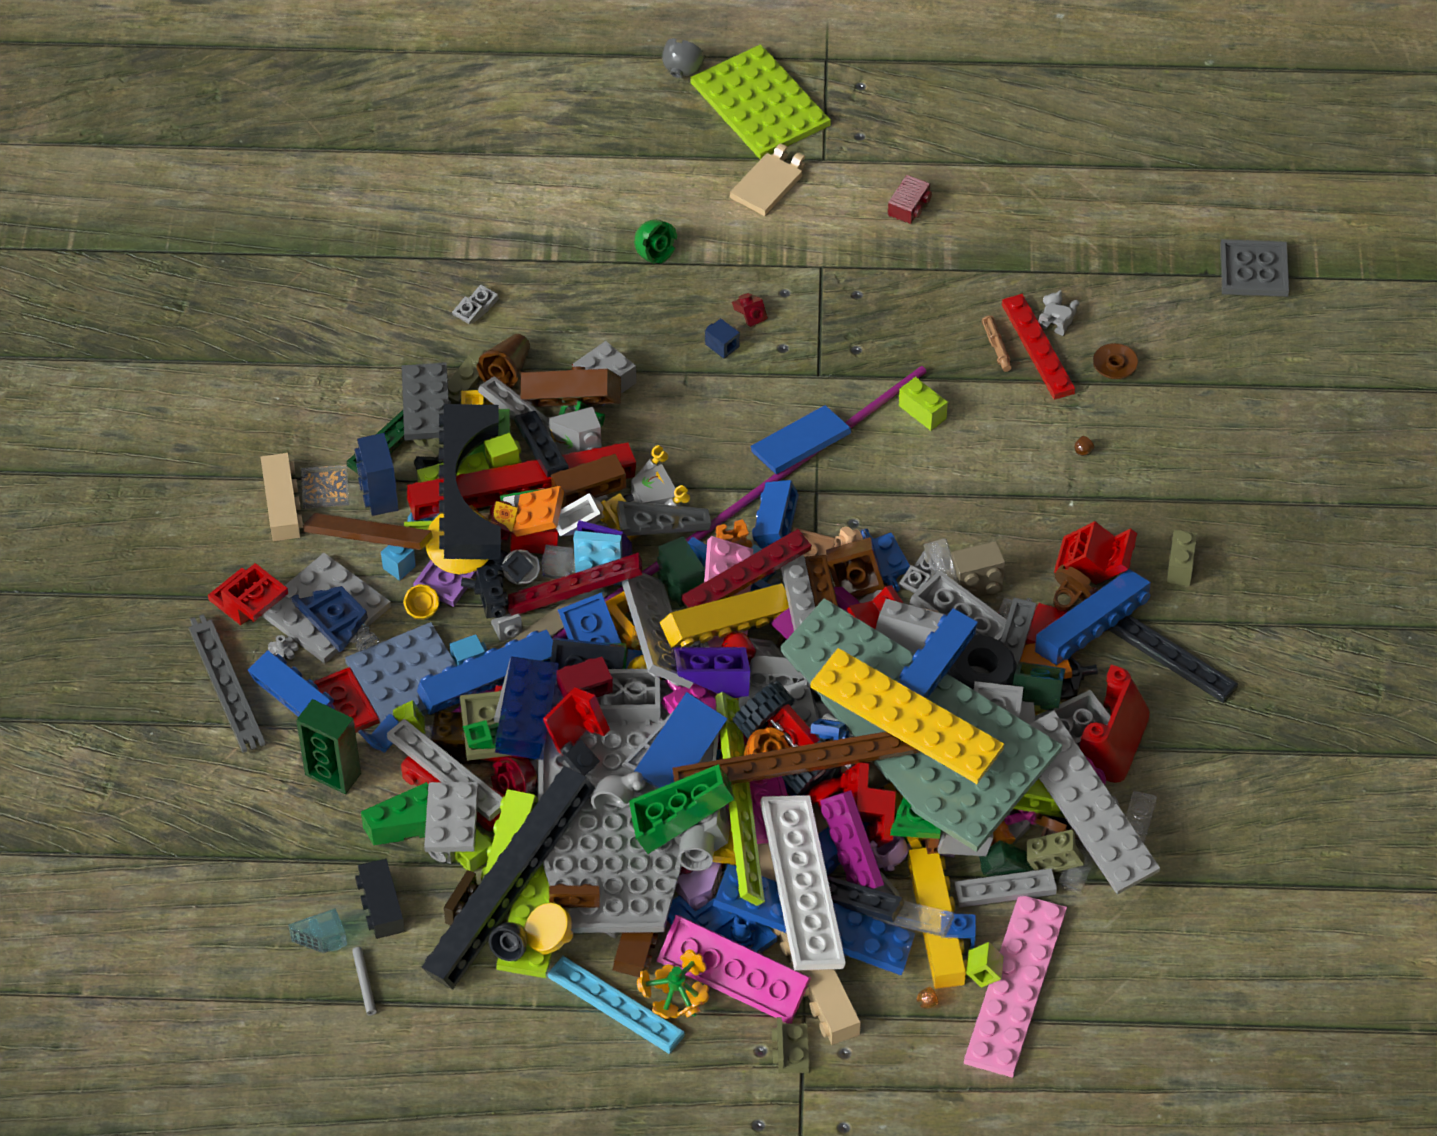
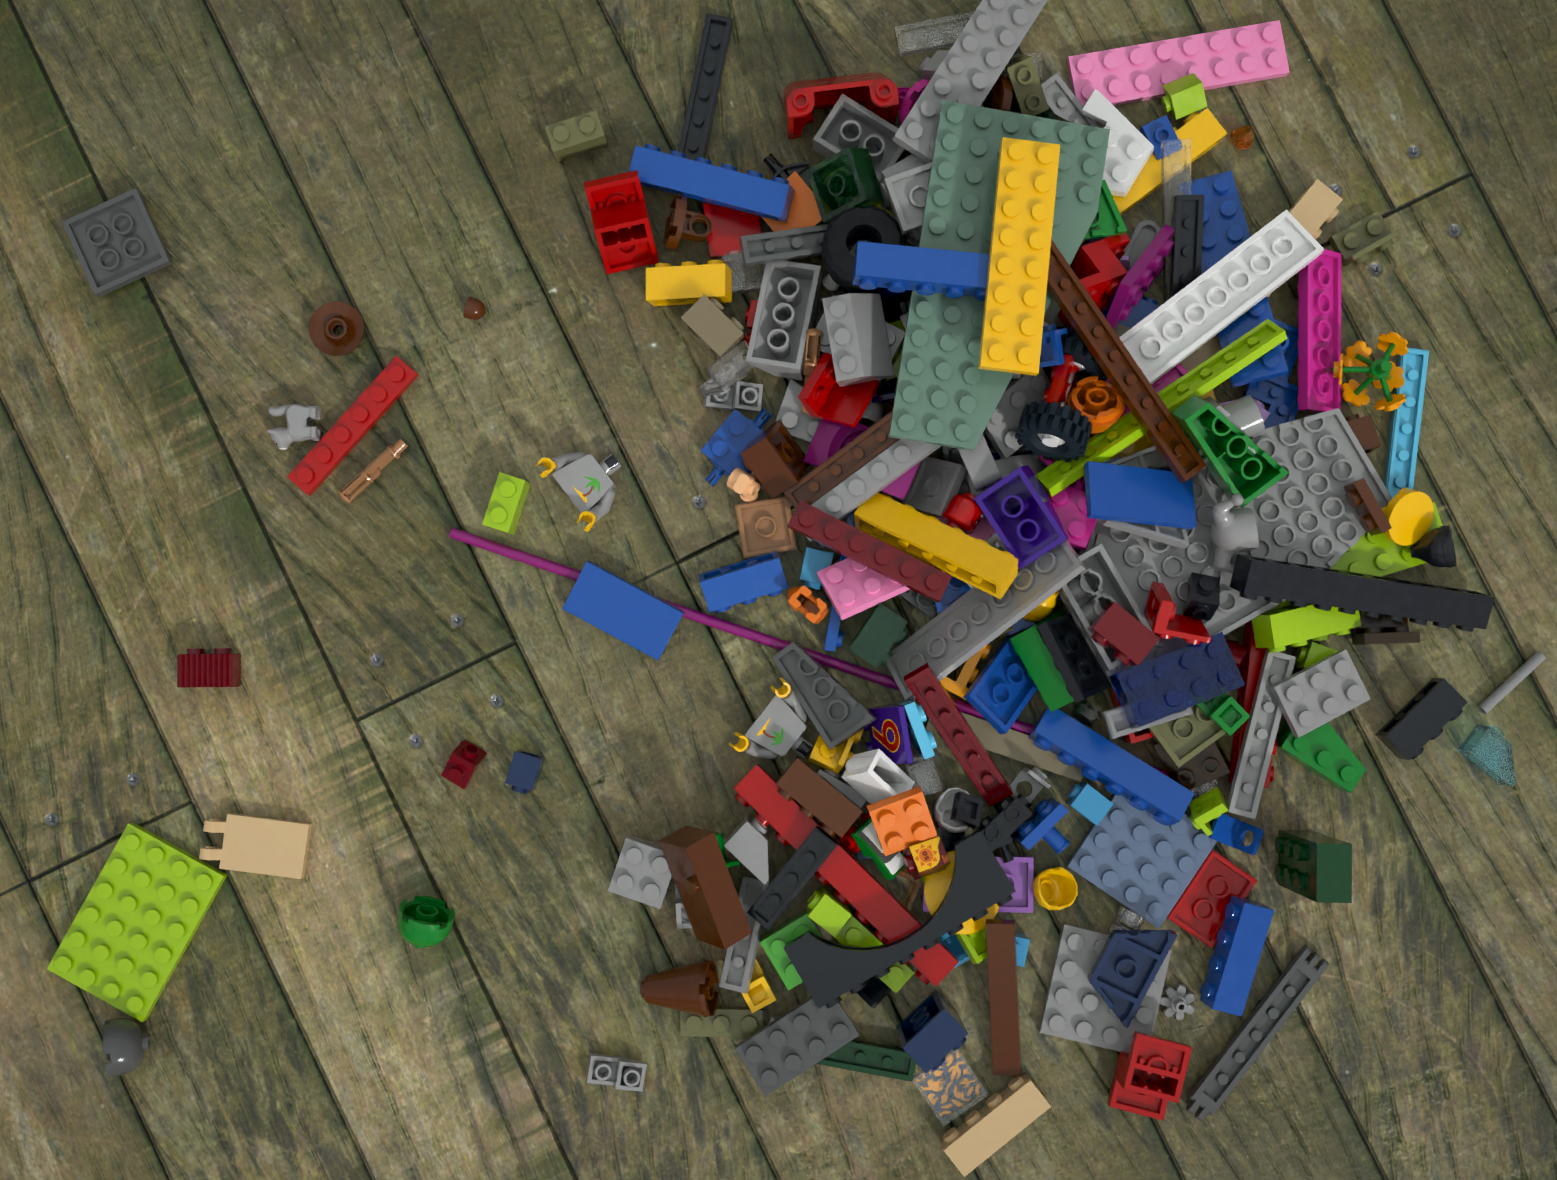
camera: 120 degrees left, 35 degrees up
(475, 610) = (1042, 826): none -> blue plate
(909, 455) = (584, 482): none -> light grey torso
(964, 888) = (1126, 145): none -> white wing
(1023, 573) = (688, 283): none -> yellow brick

